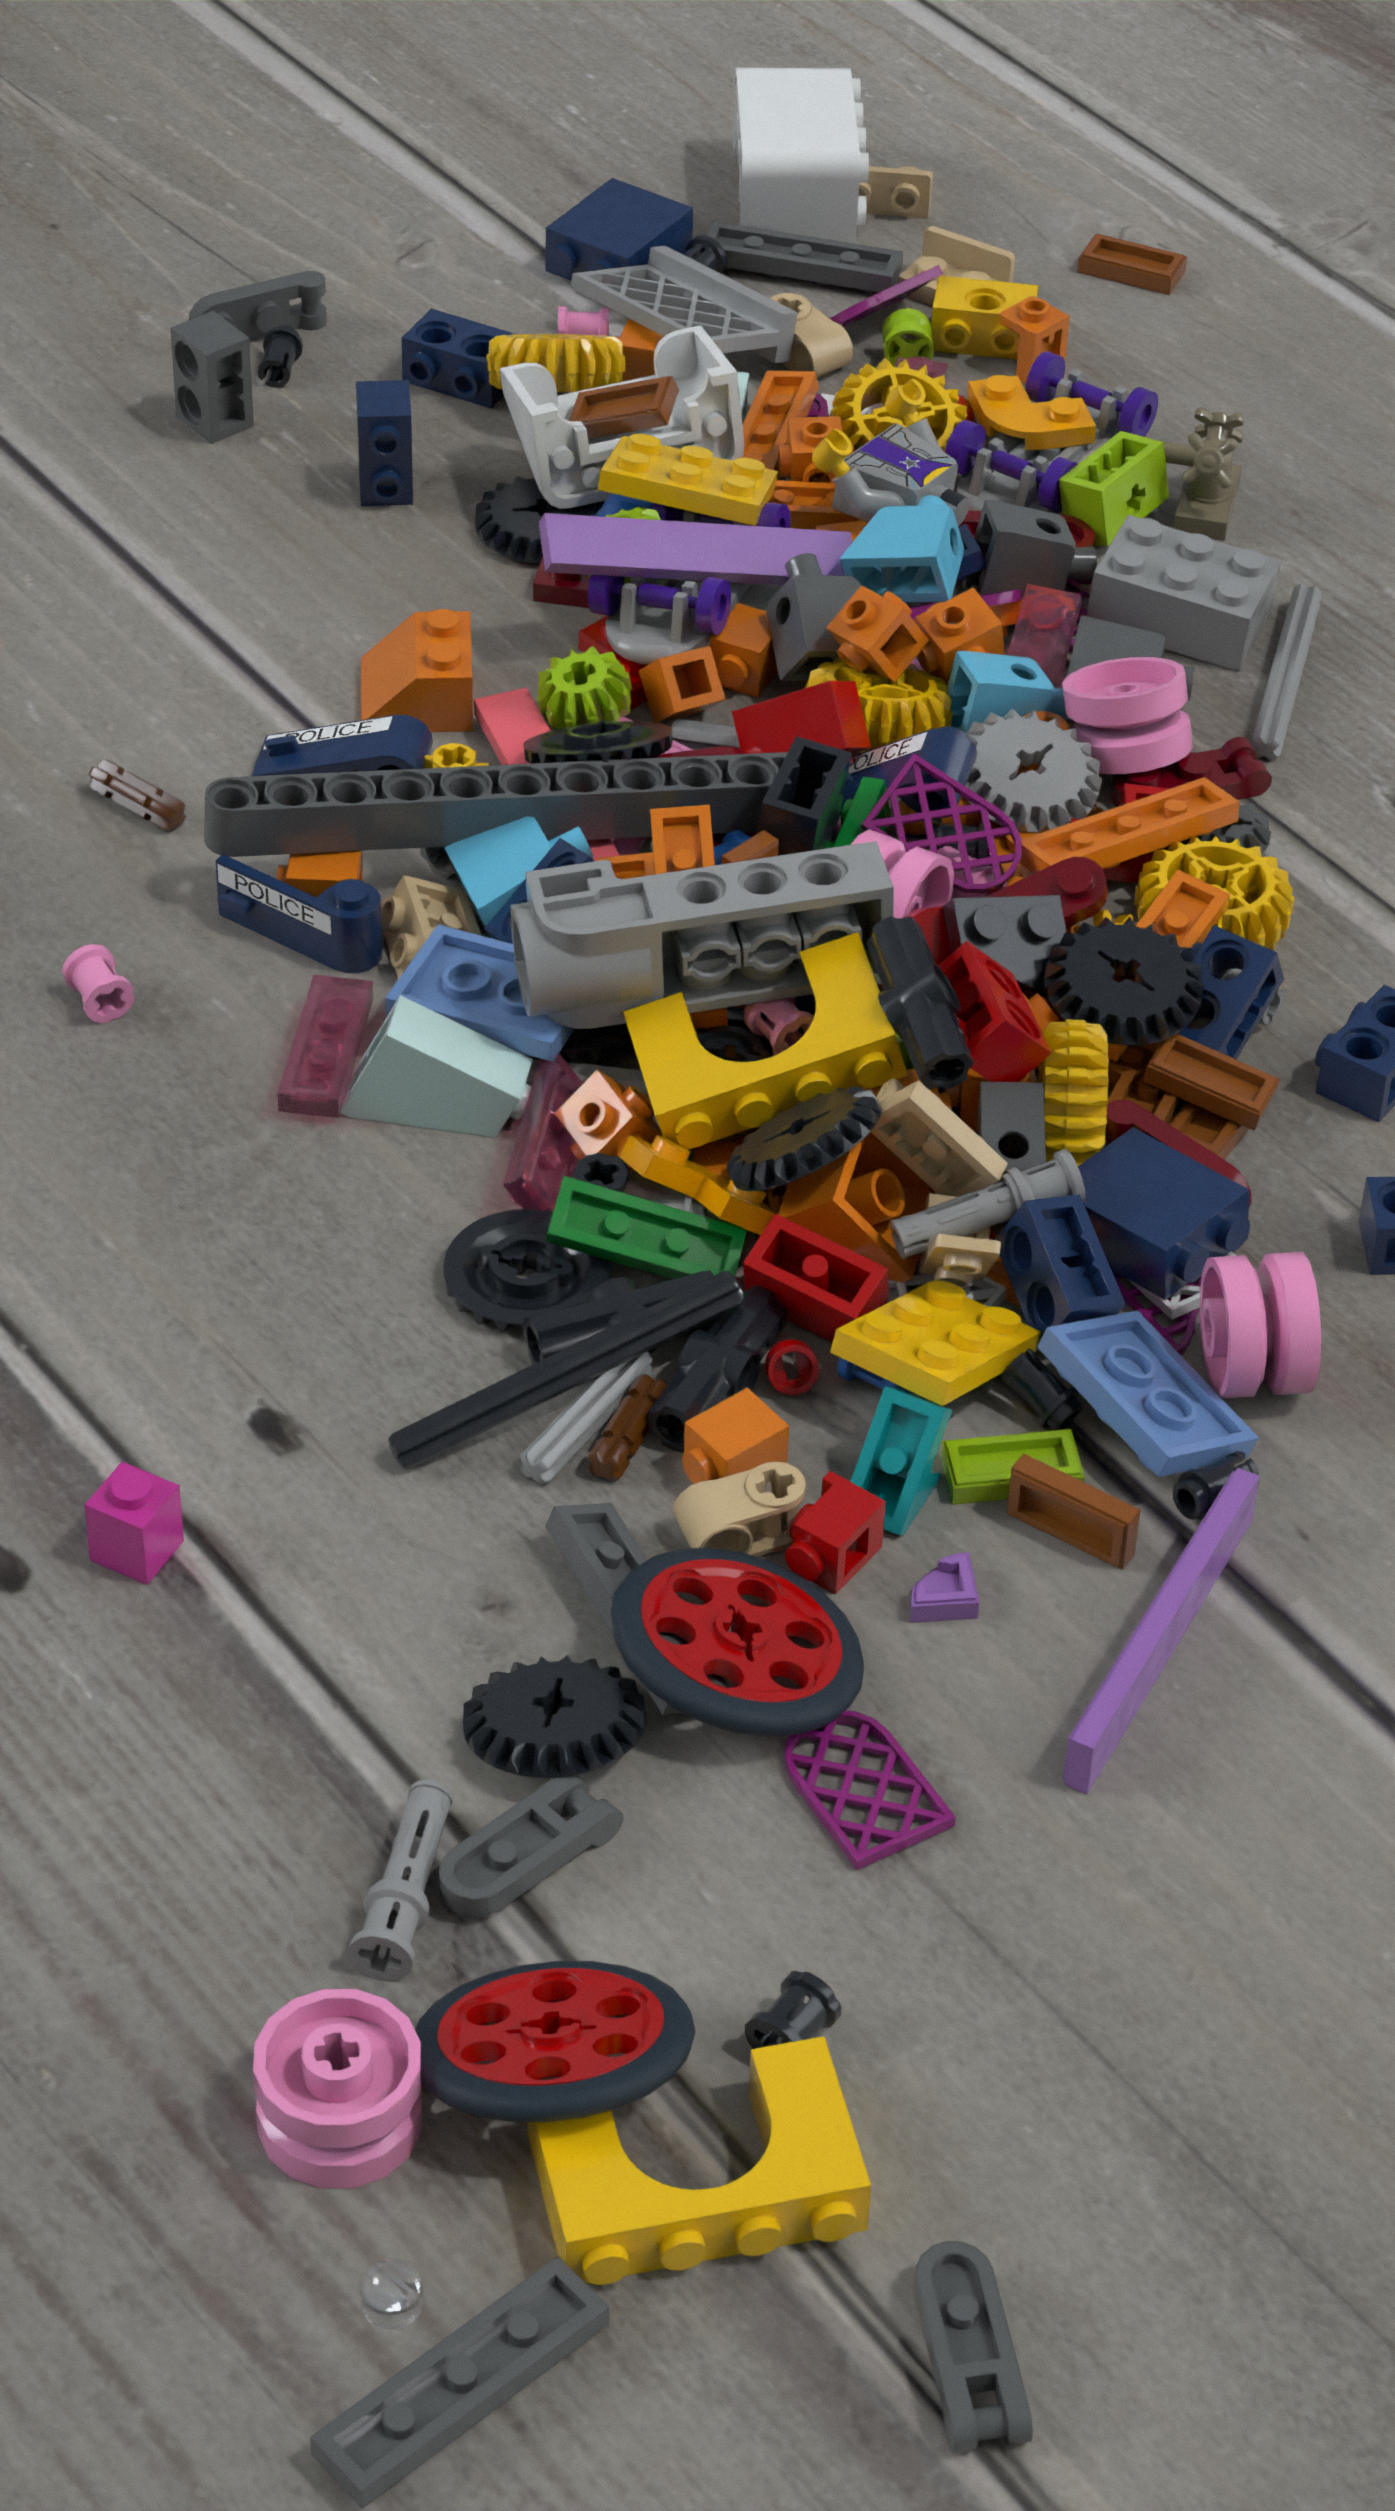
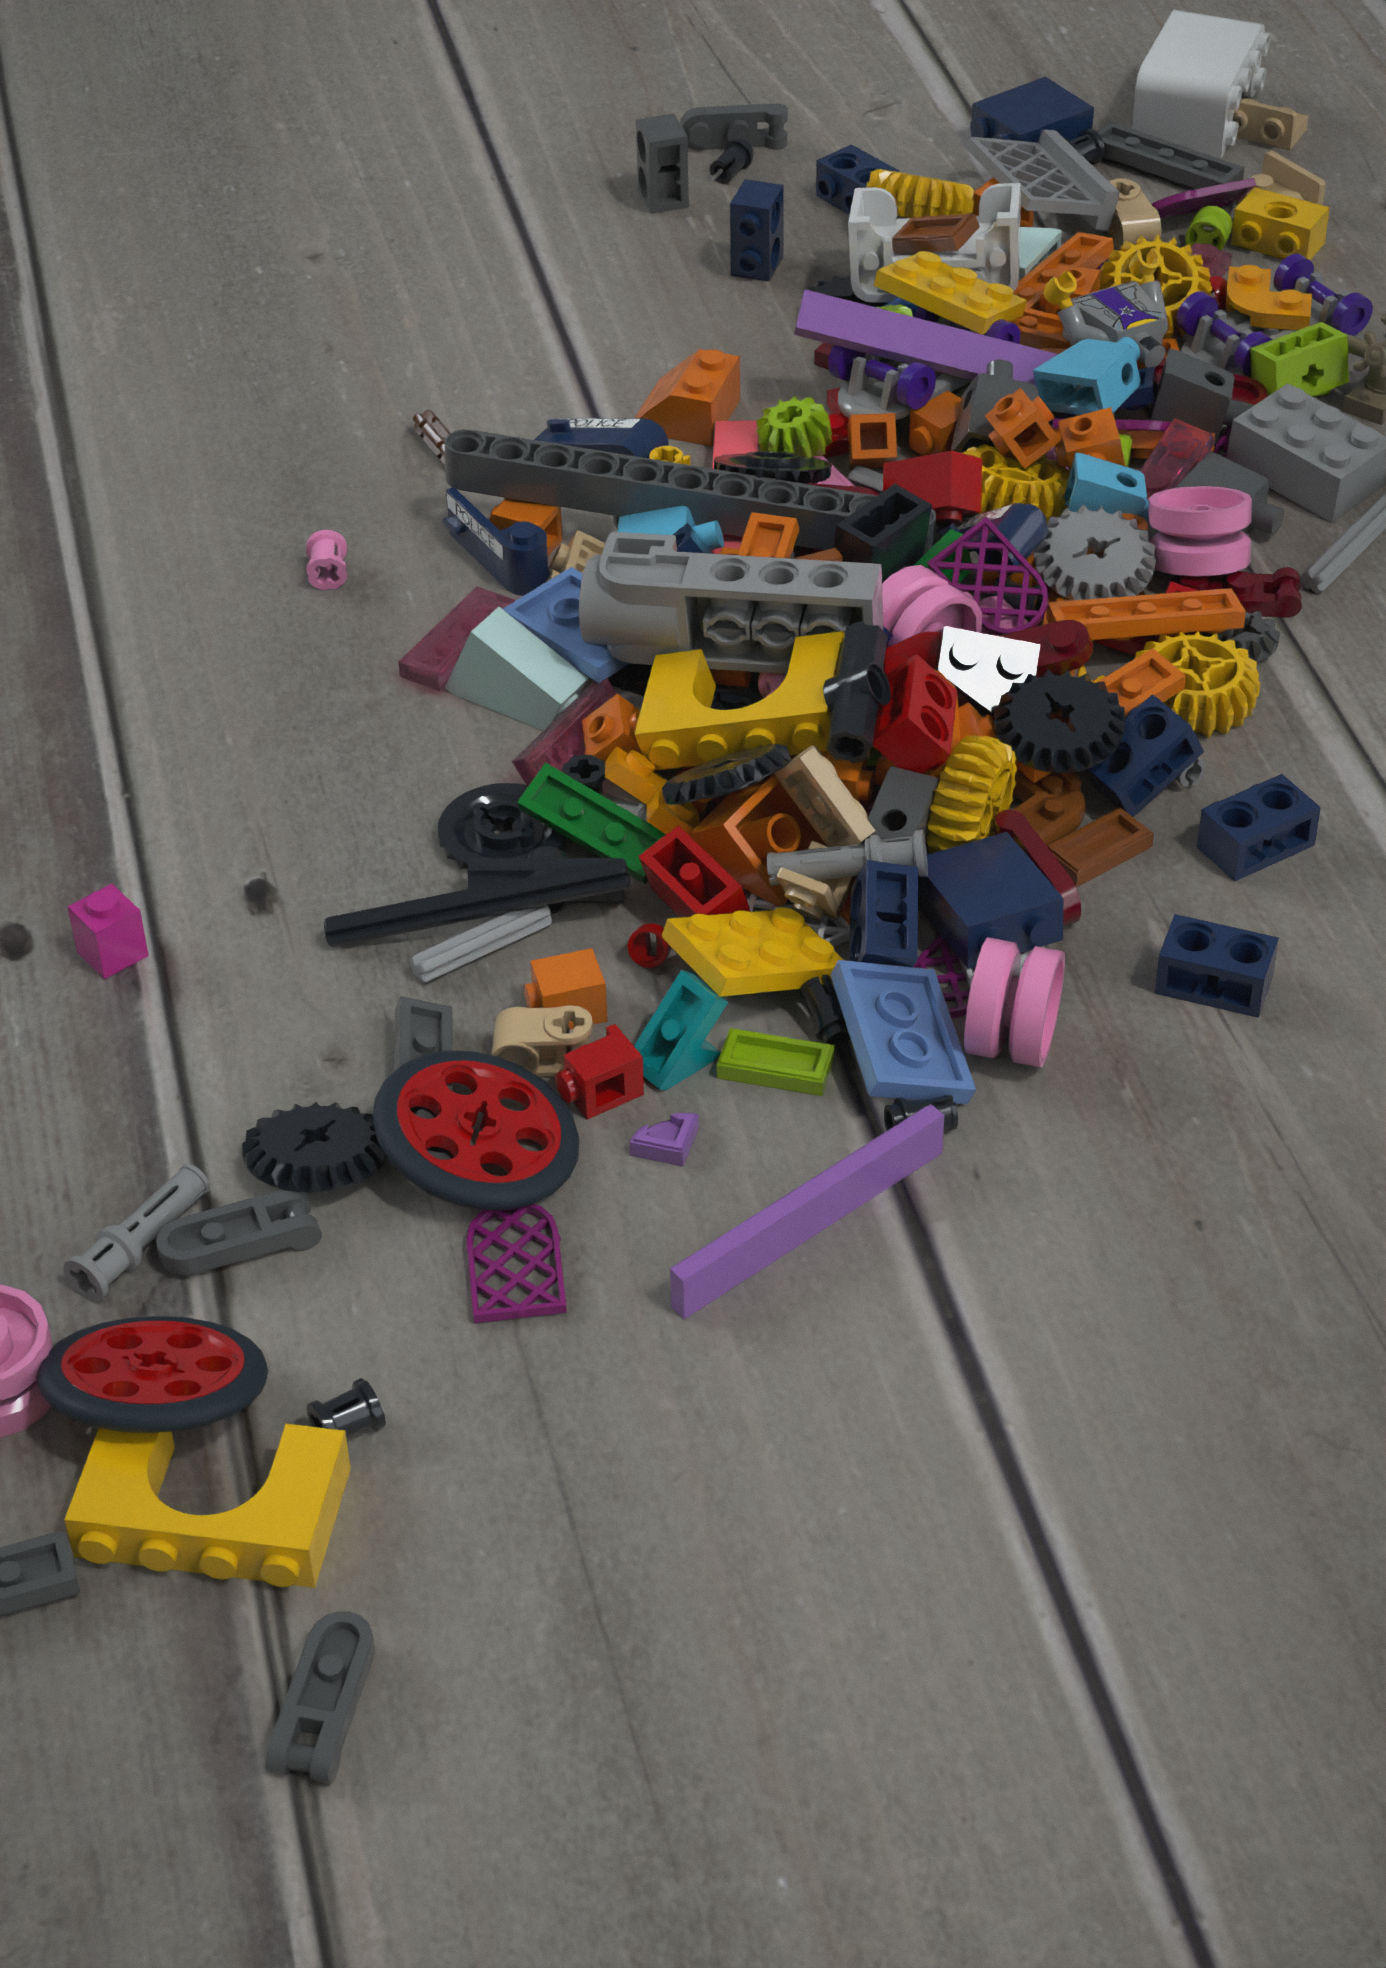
camera: 25 degrees right, 0 degrees up
(583, 322) = (965, 175): bright pink bush -> none
(625, 1429) = (504, 958): reddish brown axle -> none
(718, 1364) = (599, 926): black piece -> none
(1039, 328) = (1312, 239): orange bracket -> none
(1073, 1511) = (793, 1105): dark orange tile -> none
(1211, 1080) = (1101, 814): dark orange tile -> none

